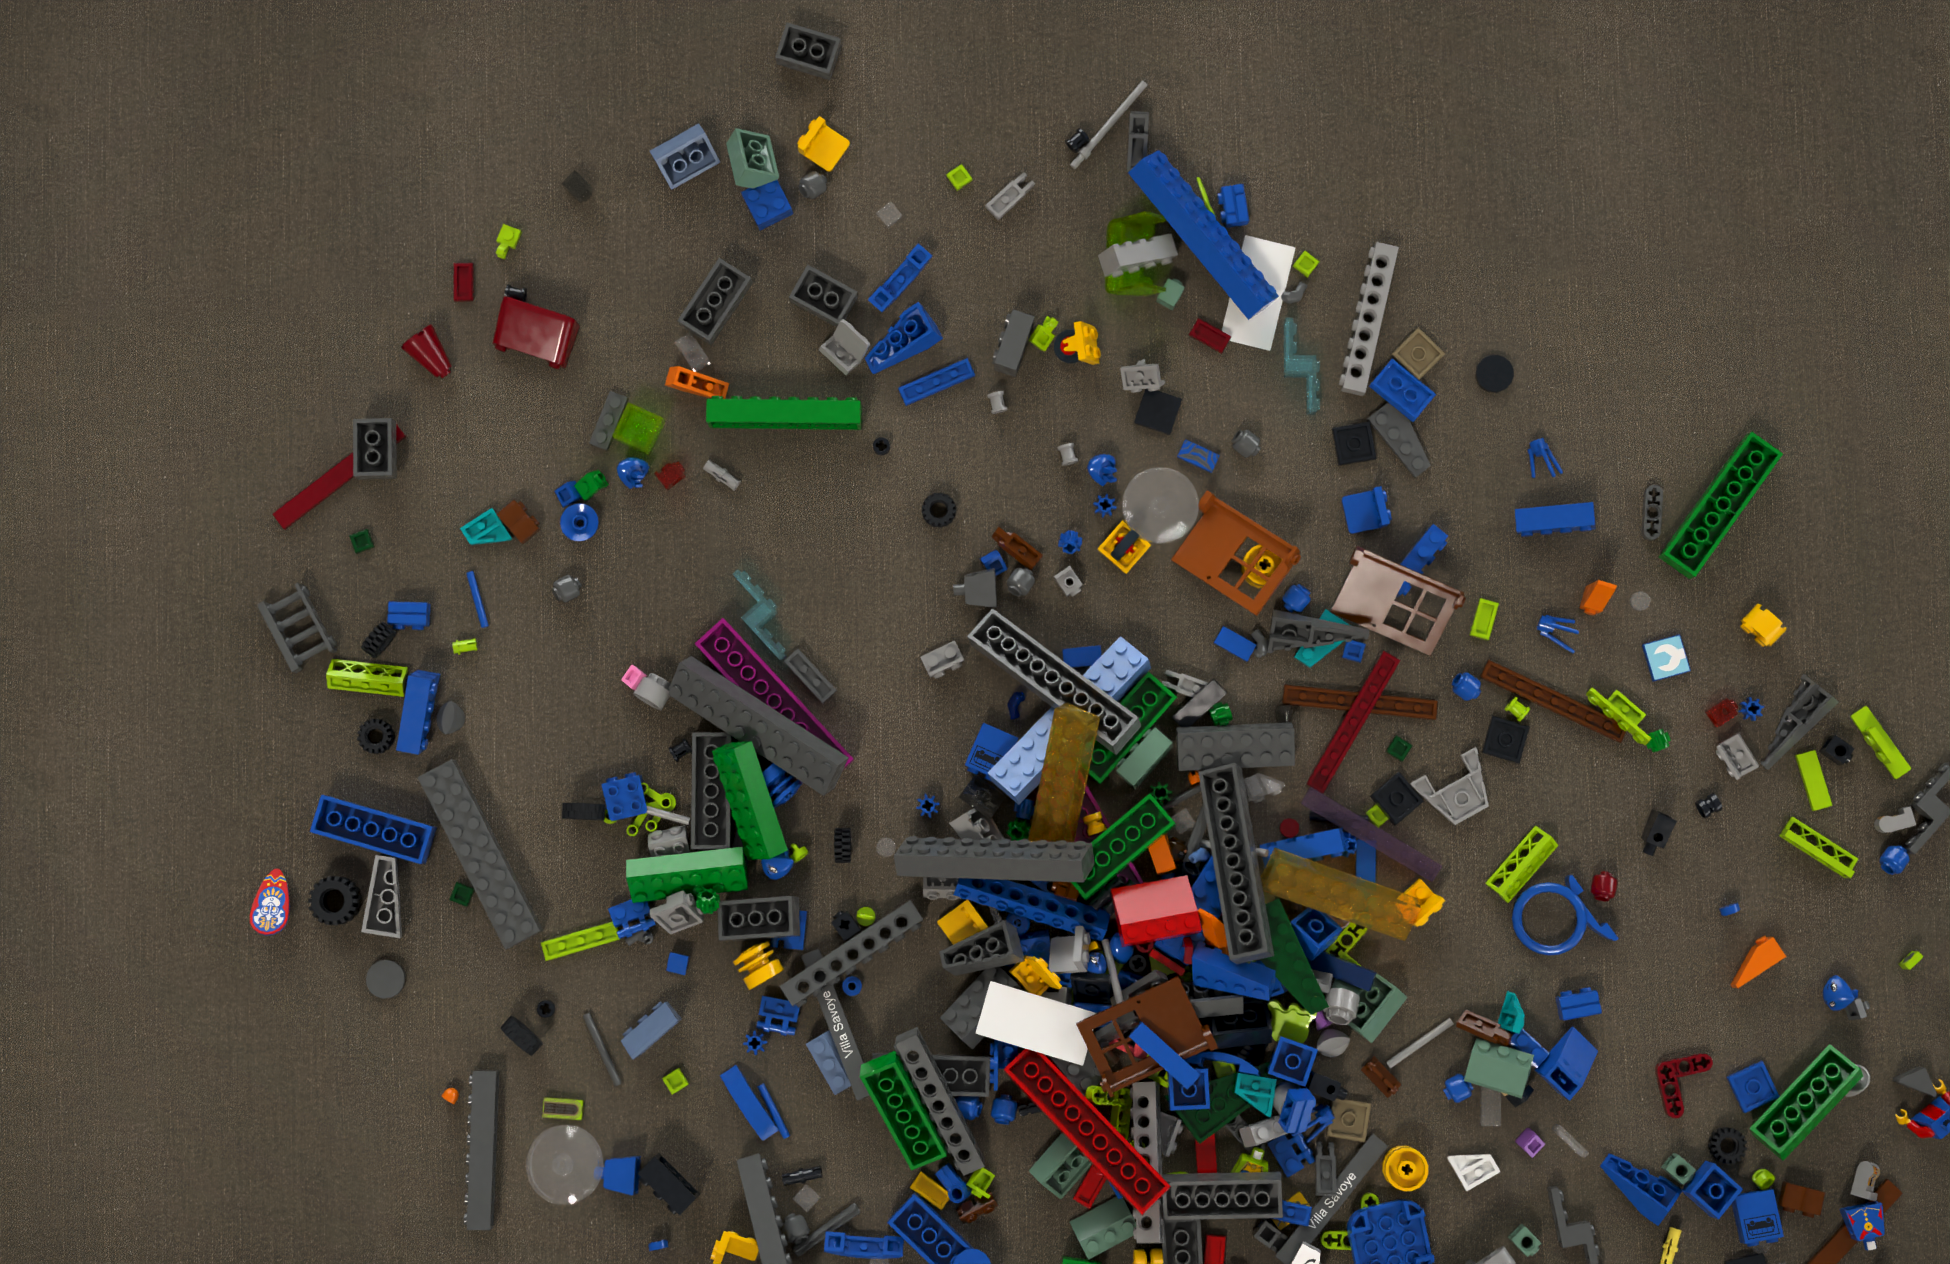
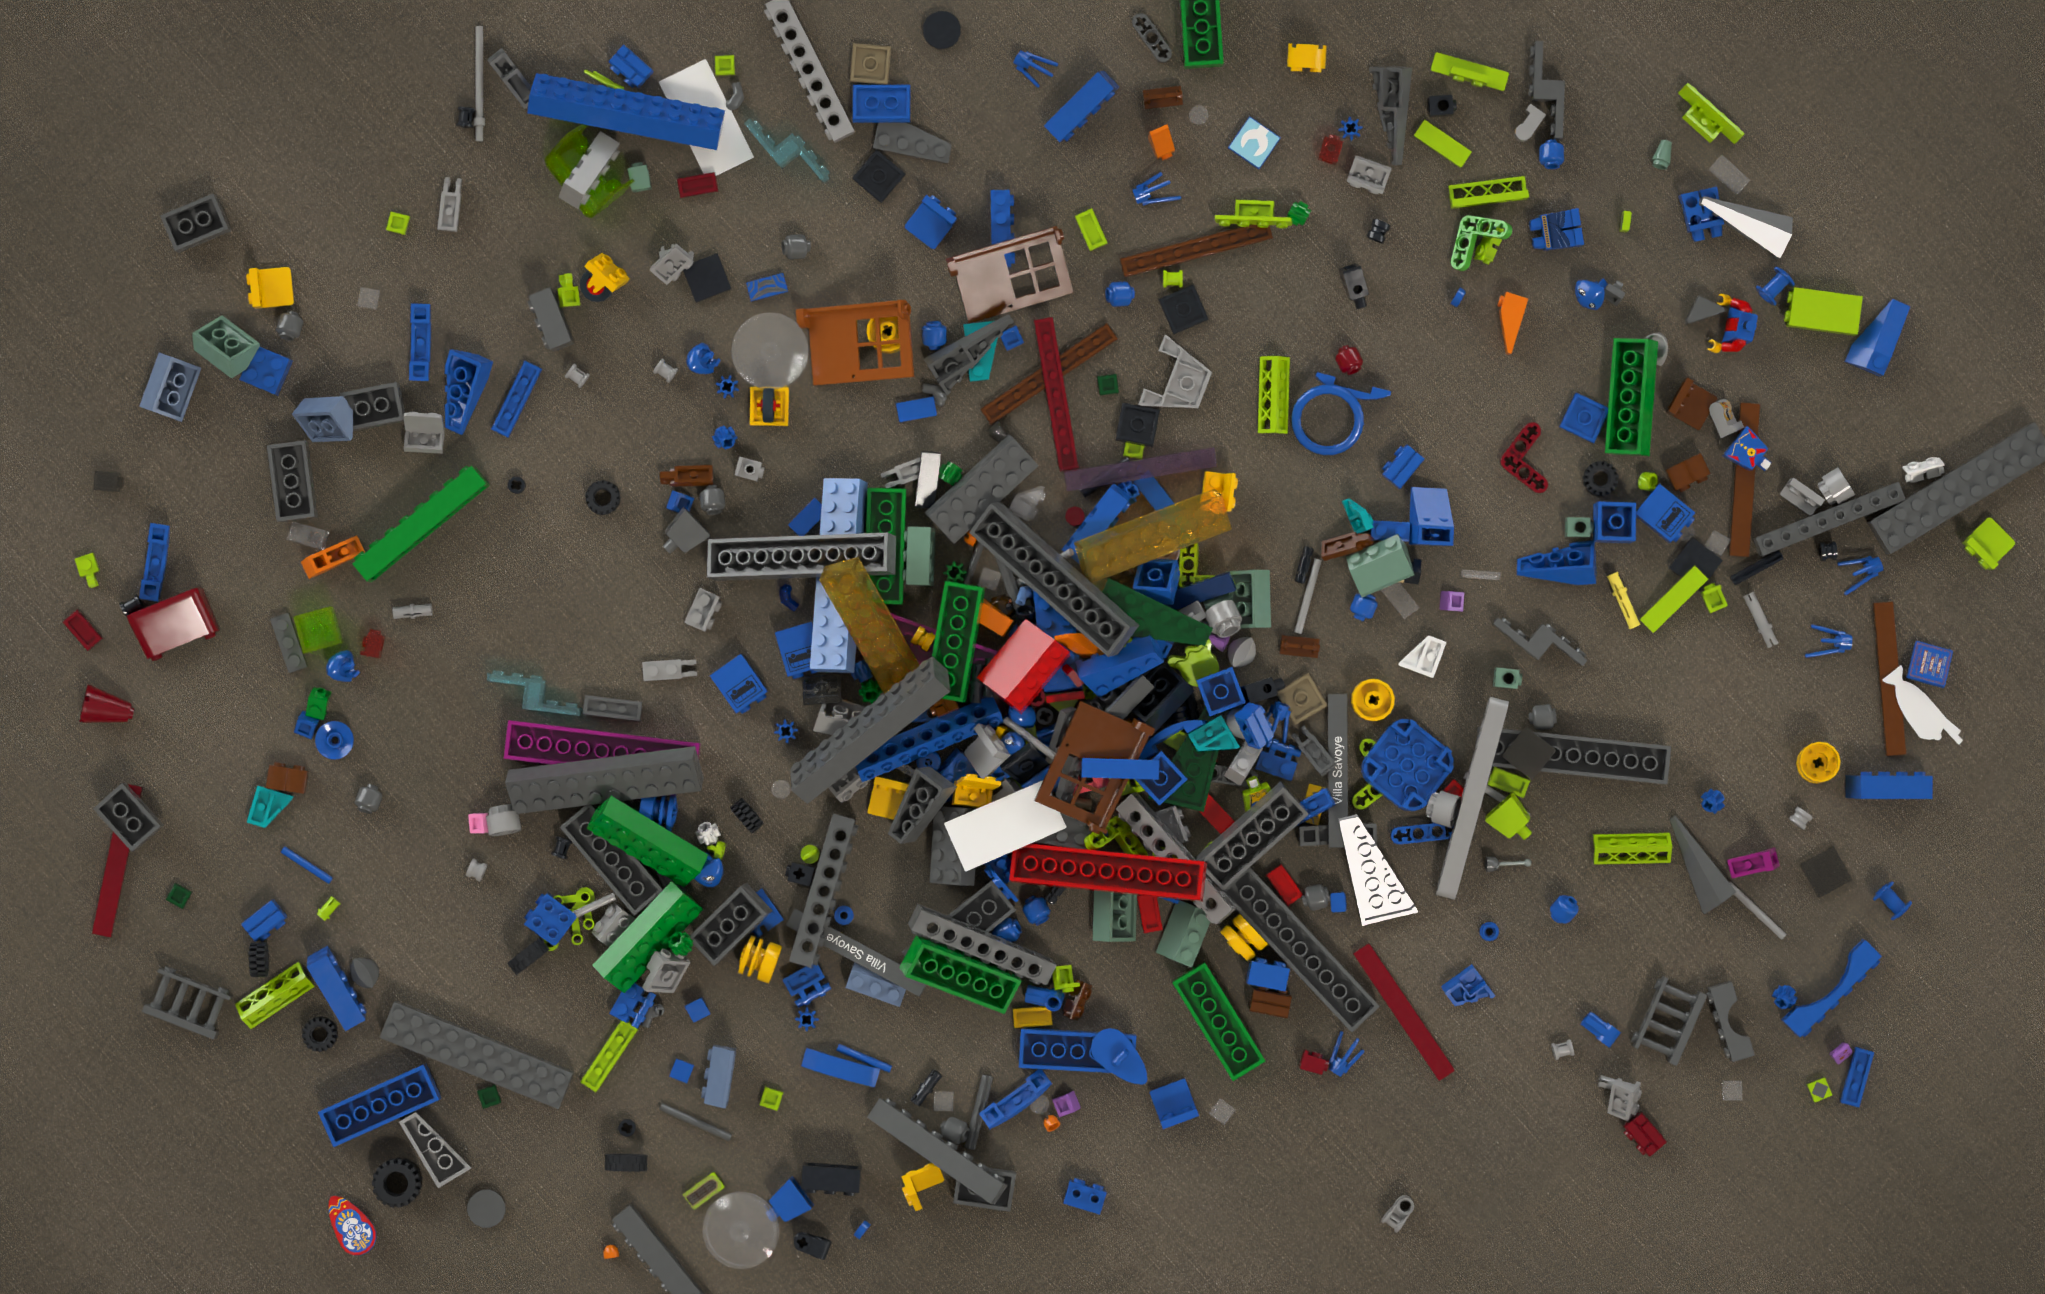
camera: 45 degrees left, 5 degrees up
(561, 277) = (155, 562): none -> blue slope
(601, 711) = (476, 870): none -> light grey wheel
(611, 1227) = (815, 1246): none -> black piece
(625, 1000) = (681, 1070): none -> blue tile
(780, 275) = (325, 418): none -> sand blue slope
(801, 833) = (707, 833): none -> white gear
(876, 681) = (666, 669): none -> light grey hinge
(922, 739) = (739, 684): none -> blue brick
(1437, 1016) = (1304, 564): none -> black axle
(1623, 564) = (1163, 97): none -> reddish brown hinge
(1780, 869) = (1471, 233): none -> bright green beam
(1795, 883) = (1484, 250): none -> lime hinge
(1845, 920) = (1551, 230): none -> hips
(1847, 1147) = (1691, 404): none -> reddish brown bracket

